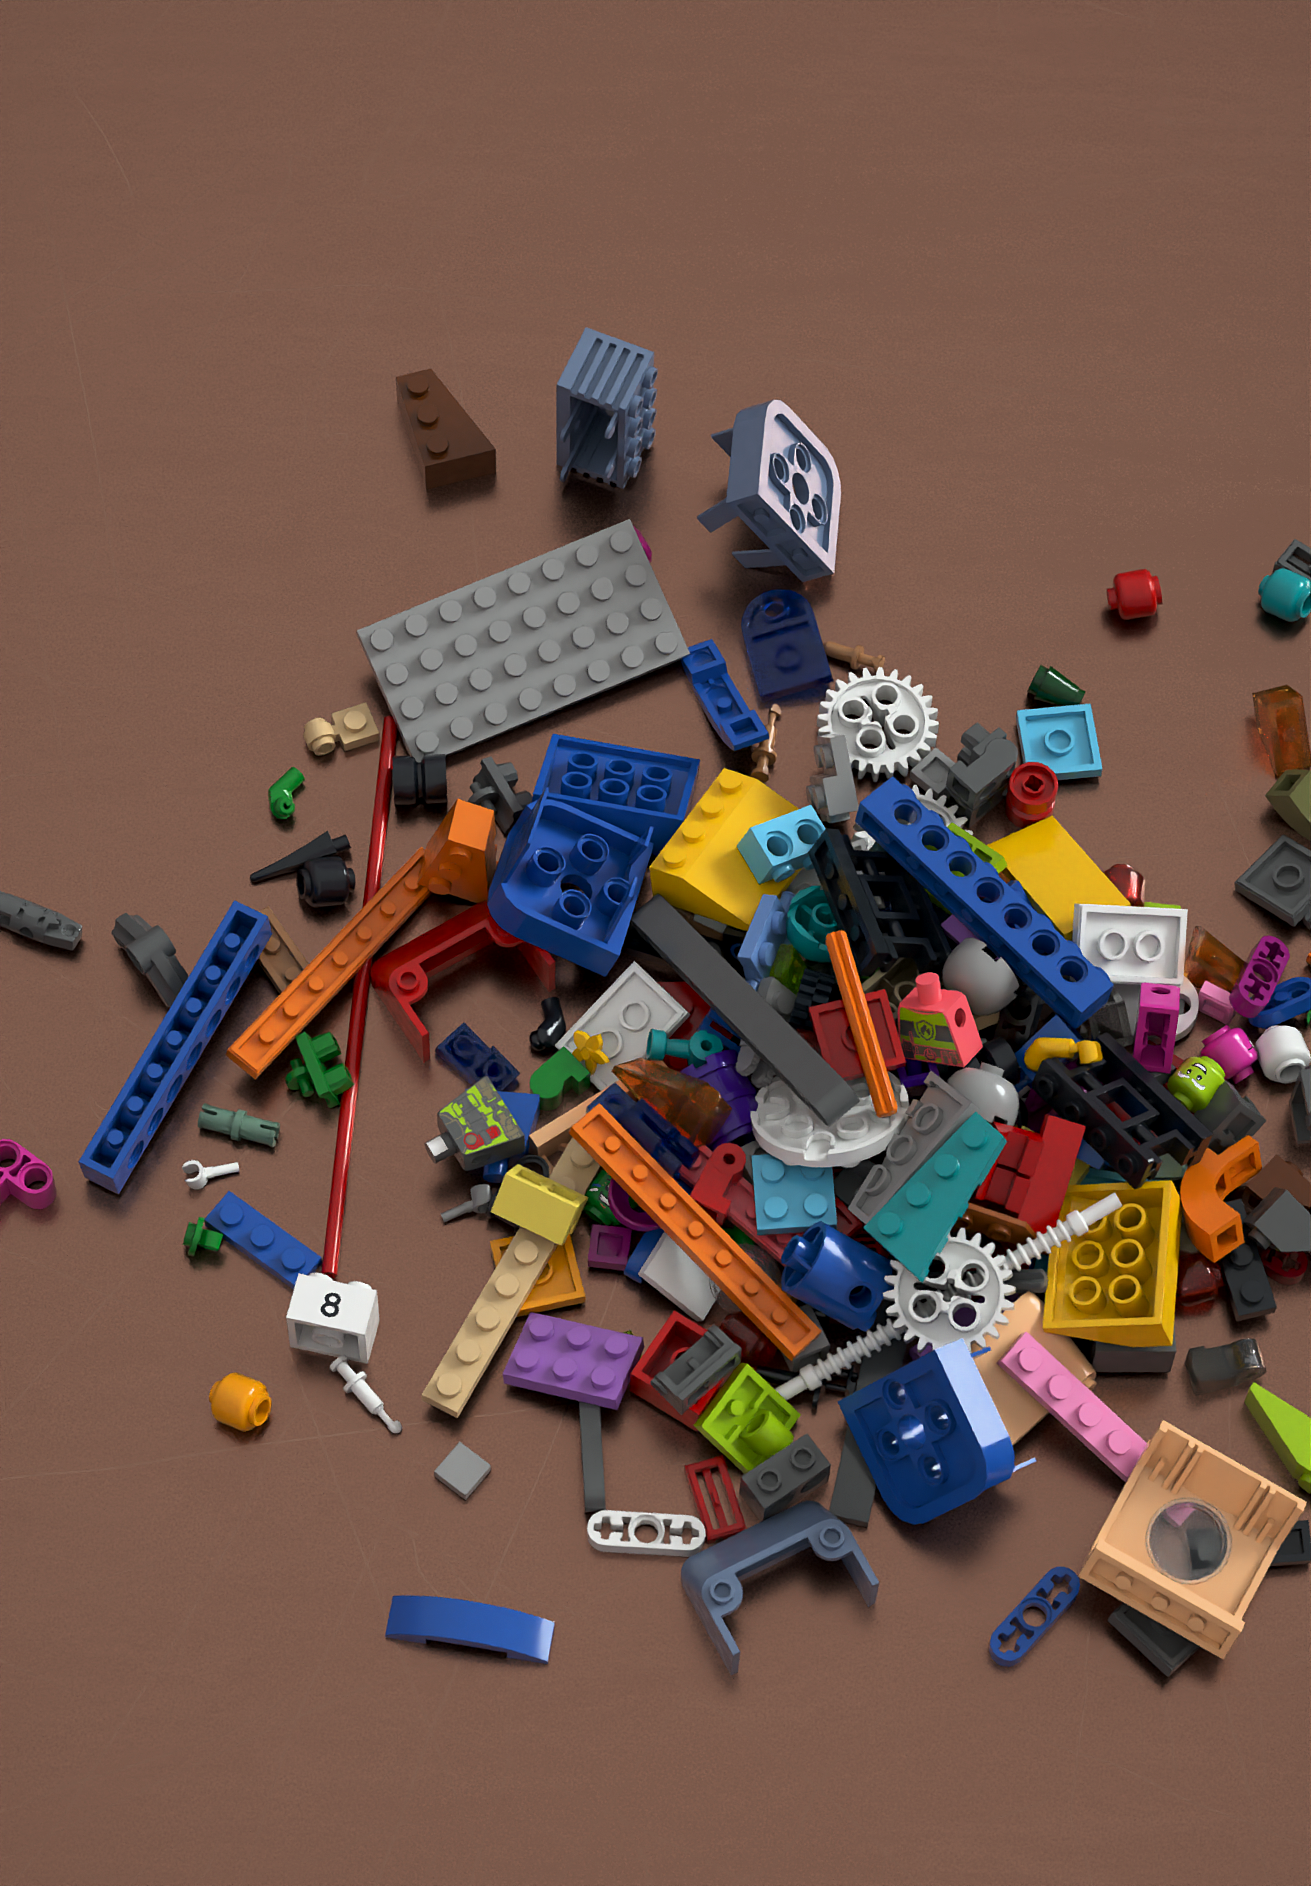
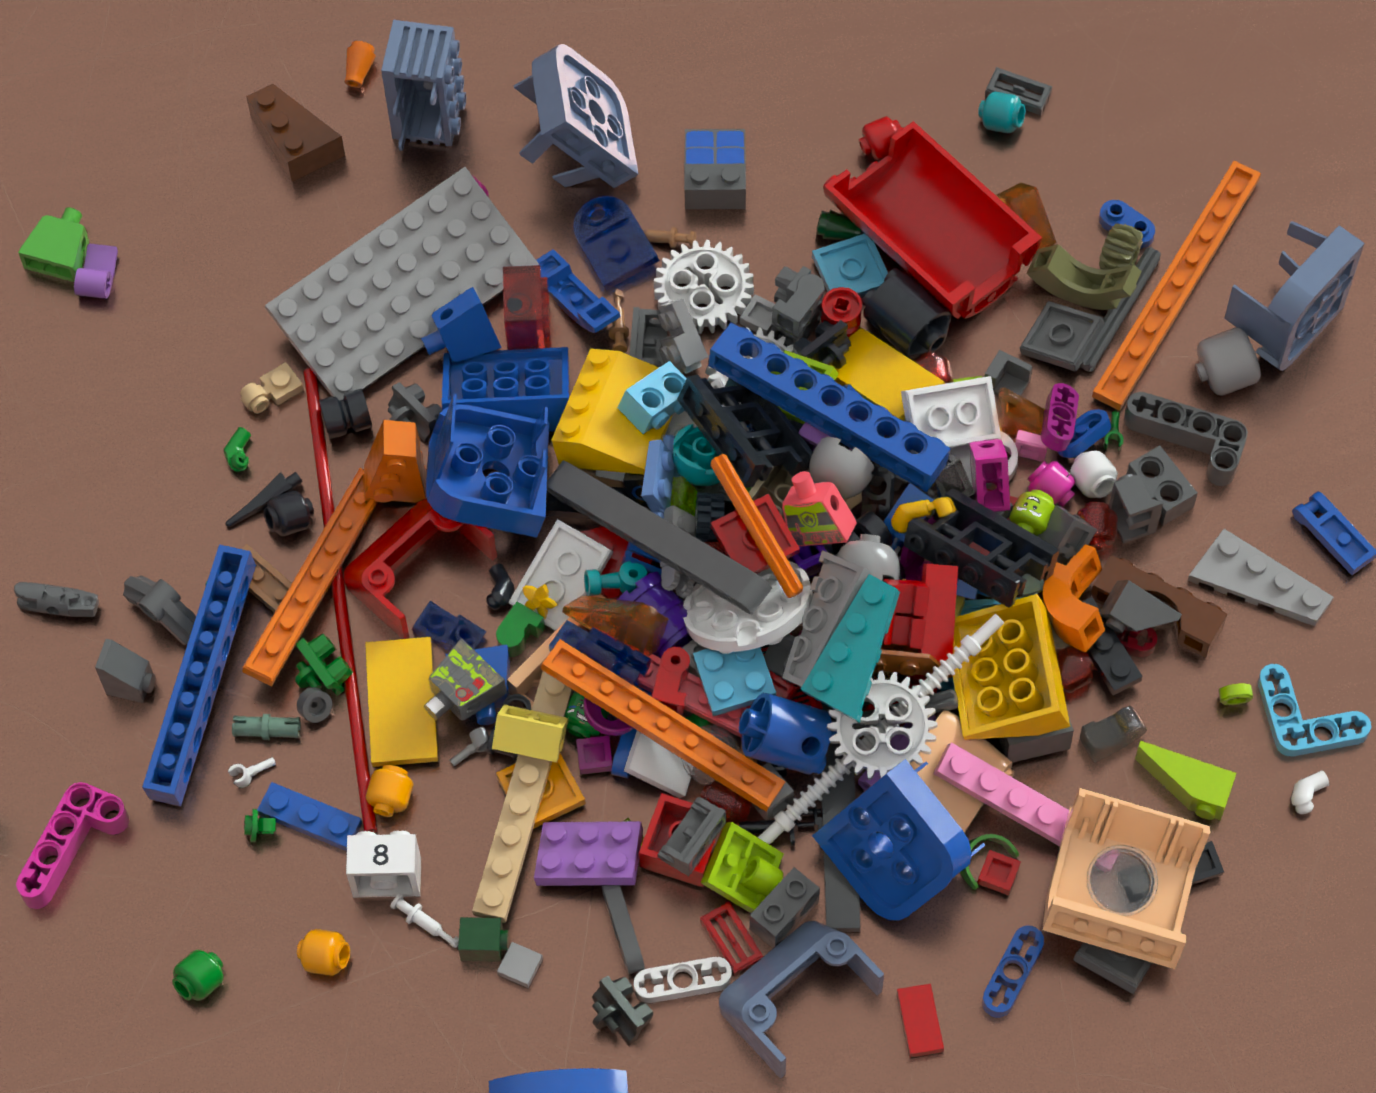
camera: 10 degrees left, 0 degrees up
(90, 1023) = (124, 672): none -> dark grey slope
(90, 1393) = (198, 975): none -> green head
(134, 505) = (56, 246): none -> bright green torso
(174, 547) = (98, 271): none -> medium lavender panel
(300, 1112) = (314, 704): none -> dark grey tile
(361, 1232) = (389, 790): none -> light orange head
(397, 1121) = (396, 699): none -> yellow tile
(425, 1430) = (482, 939): none -> dark green brick
(538, 364) = (358, 62): none -> orange cone
(559, 1551) = (617, 1012): none -> pearl dark grey hips
(580, 710) = (462, 328): none -> blue torso
(660, 702) = (526, 307): none -> clear red brick
(793, 769) = (646, 336): none -> dark grey hinge
(910, 1647) = (920, 1020): none -> red tile
(927, 586) = (715, 169): none -> dark grey slope
(1005, 830) = (828, 347): none -> black hips
(1020, 1457) = (965, 873): none -> bright green helmet
(1047, 1497) = (999, 872): none -> red plate
(1108, 813) = (907, 315): none -> black cylinder
(1172, 711) = (937, 222): none -> red cylinder
(1212, 911) = (1009, 373): none -> dark grey panel
(1279, 1113) = (1104, 520): none -> clear red head

